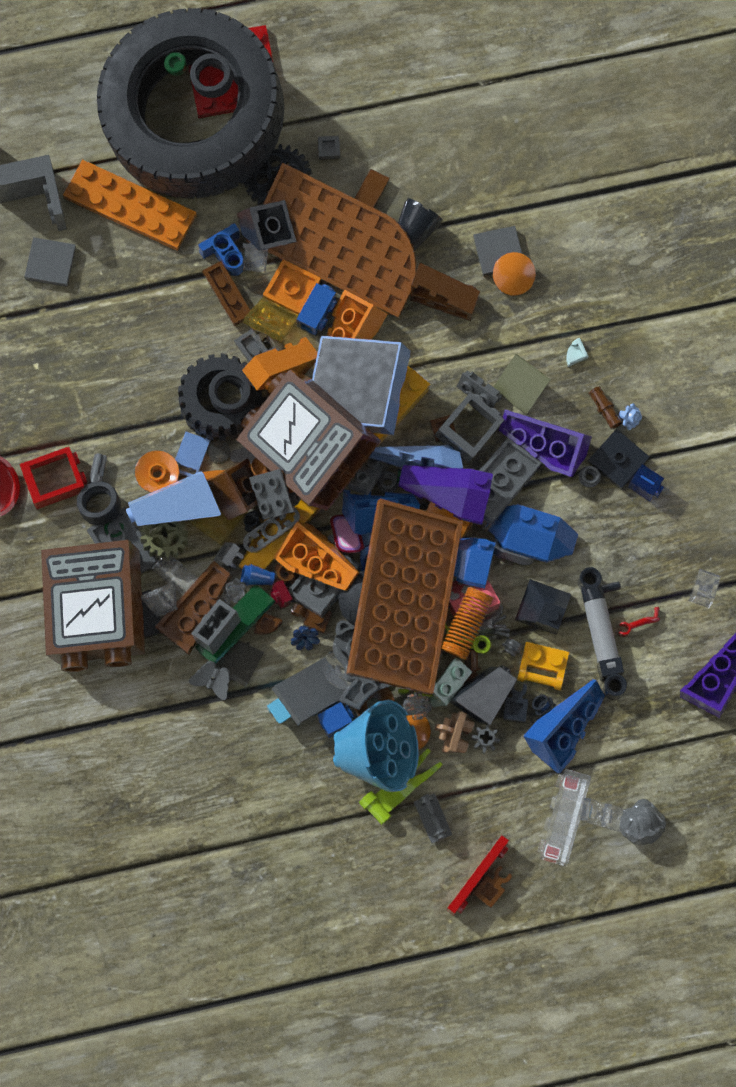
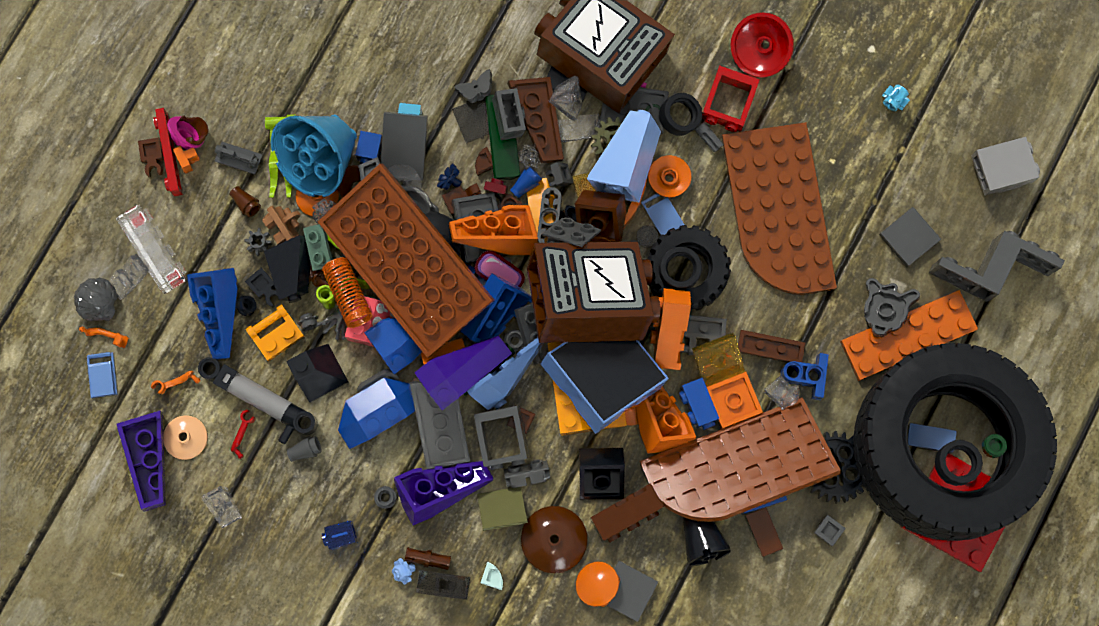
camera: 130 degrees right, 5 degrees up
(109, 374) = (779, 208): none -> dark orange plate
(123, 234) = (886, 308): none -> dark grey tile
(192, 125) = (929, 437): none -> medium blue slope
(267, 225) = (797, 417): black slope -> none
(430, 336) = (601, 473): none -> black slope
(447, 871) = (187, 131): none -> dark pink piece
(463, 779) = (246, 203): none -> reddish brown cone
(471, 857) = (186, 158): none -> orange tile
(503, 344) = (545, 554): none -> reddish brown dish
(609, 564) = (306, 448): none -> dark grey cone
(614, 380) = (443, 585): none -> clear smoke slope
(618, 459) = (379, 532): black plate -> none
(641, 705) = (174, 382): none -> orange piece
(655, 779) = (119, 340): none -> orange piece
(669, 665) = (195, 441): none -> light nougat dish
(694, 769) = (102, 376): none -> medium blue piece

